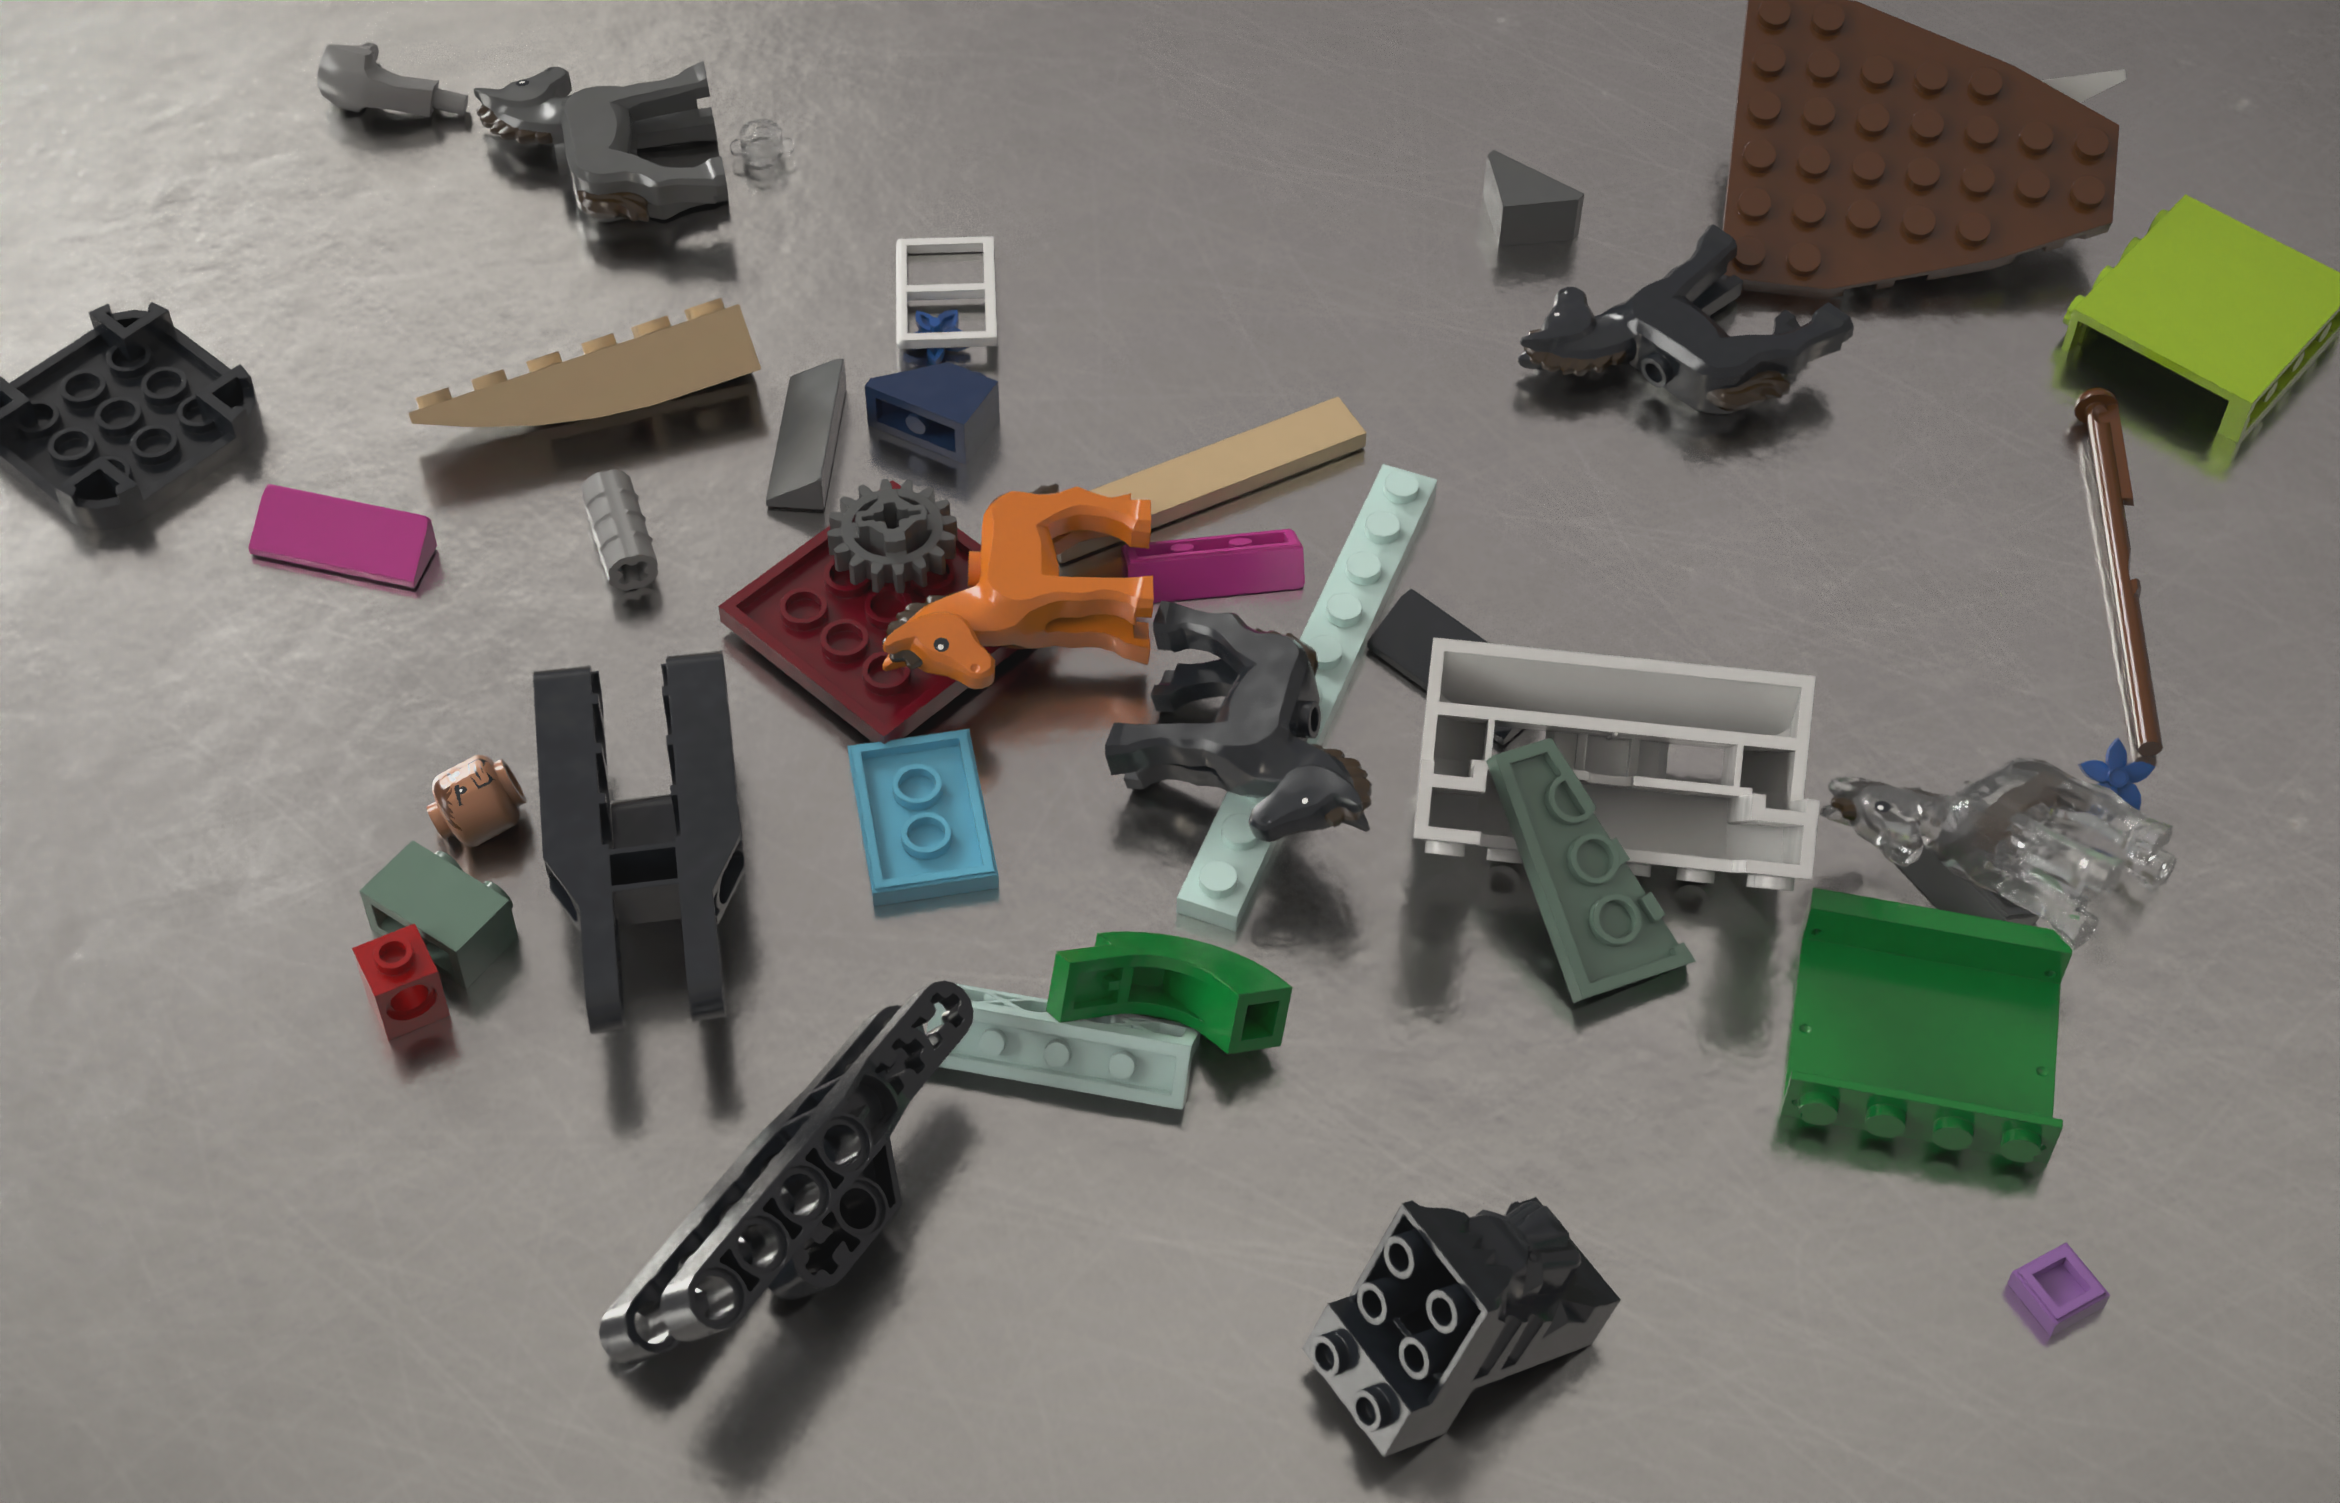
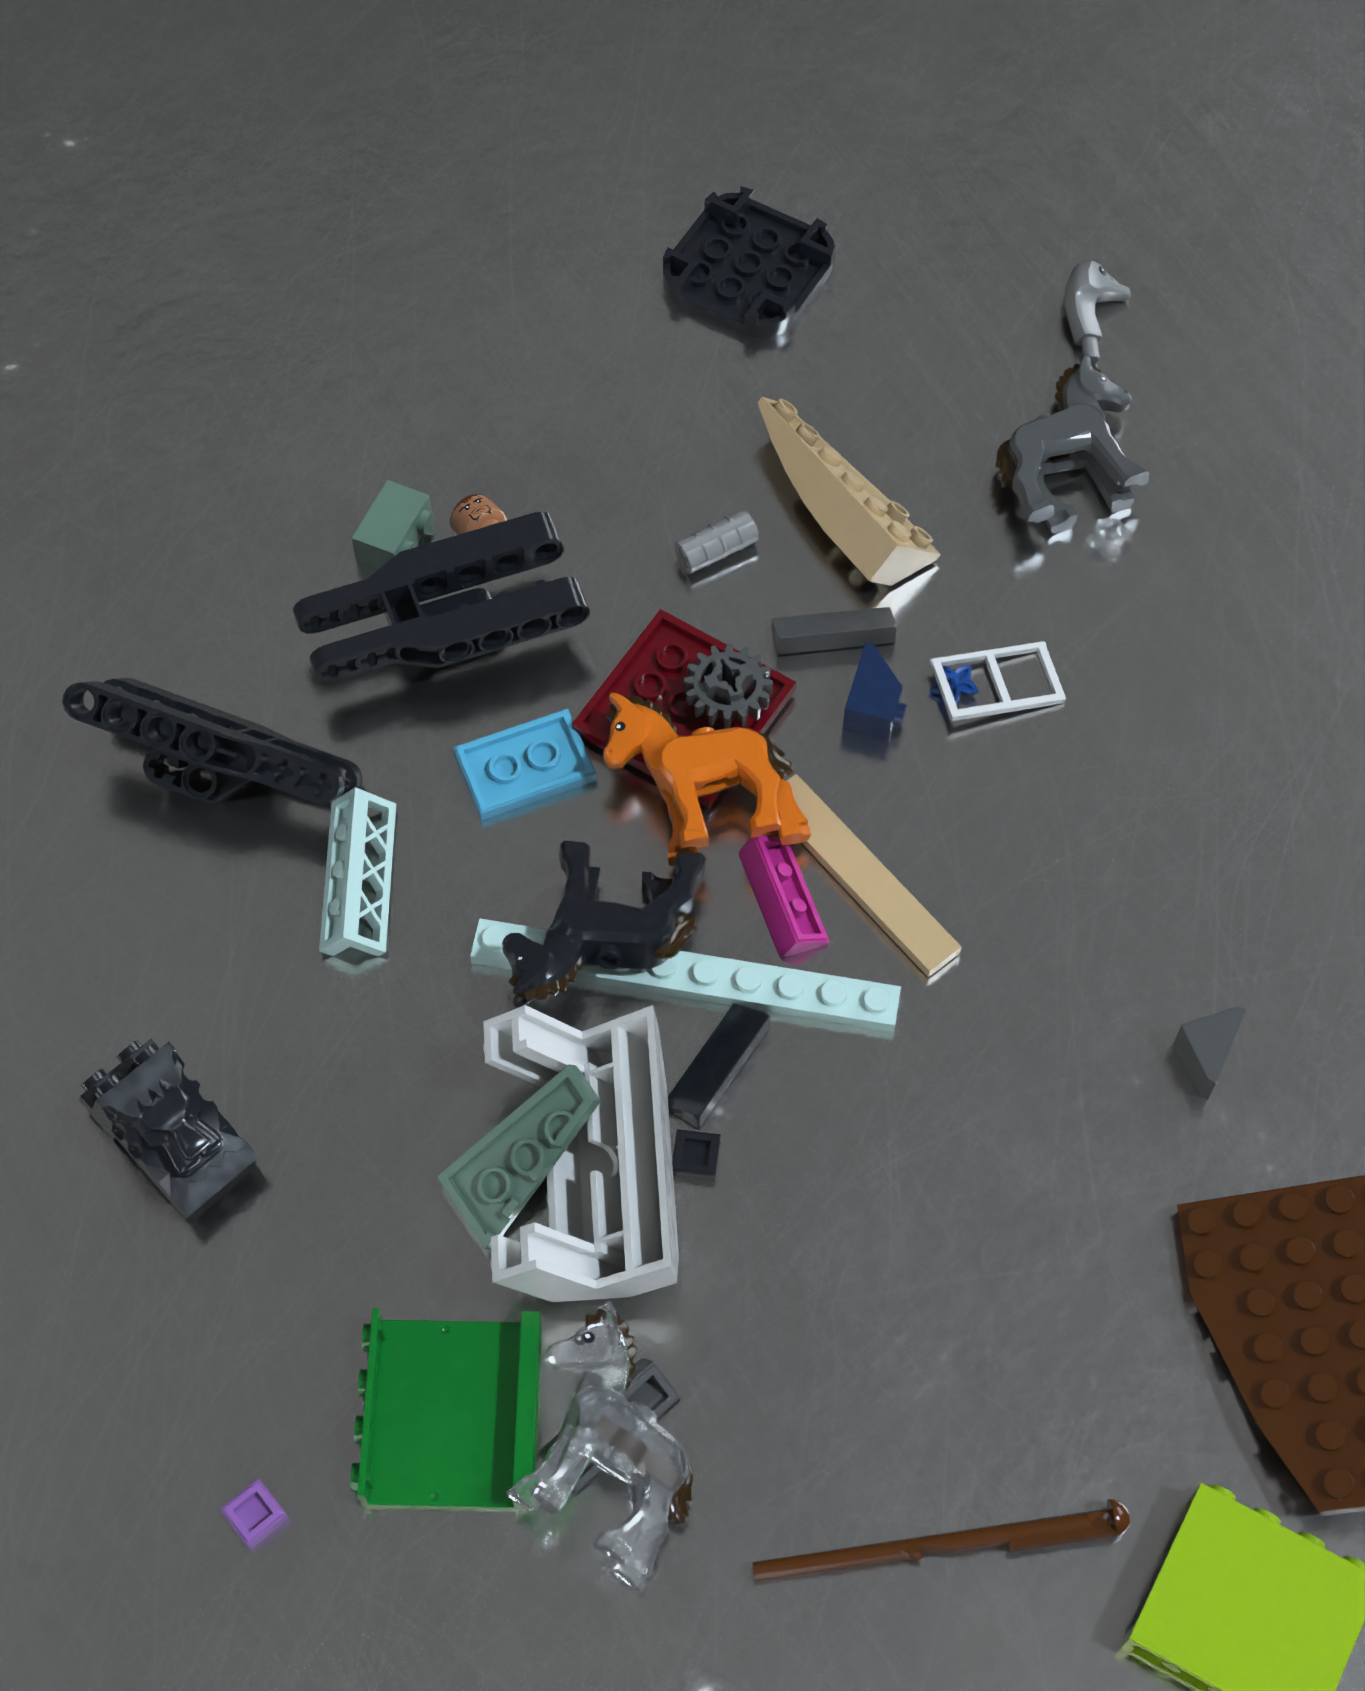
camera: 80 degrees right, 10 degrees up
(342, 536) = (677, 403): dark pink slope -> none
(401, 981) = (335, 520): red brick -> none
(1176, 979) = (405, 919): green arch -> none
(1677, 344) = (1081, 1176): black animal -> none
(2118, 774) = (712, 1540): blue plant -> none

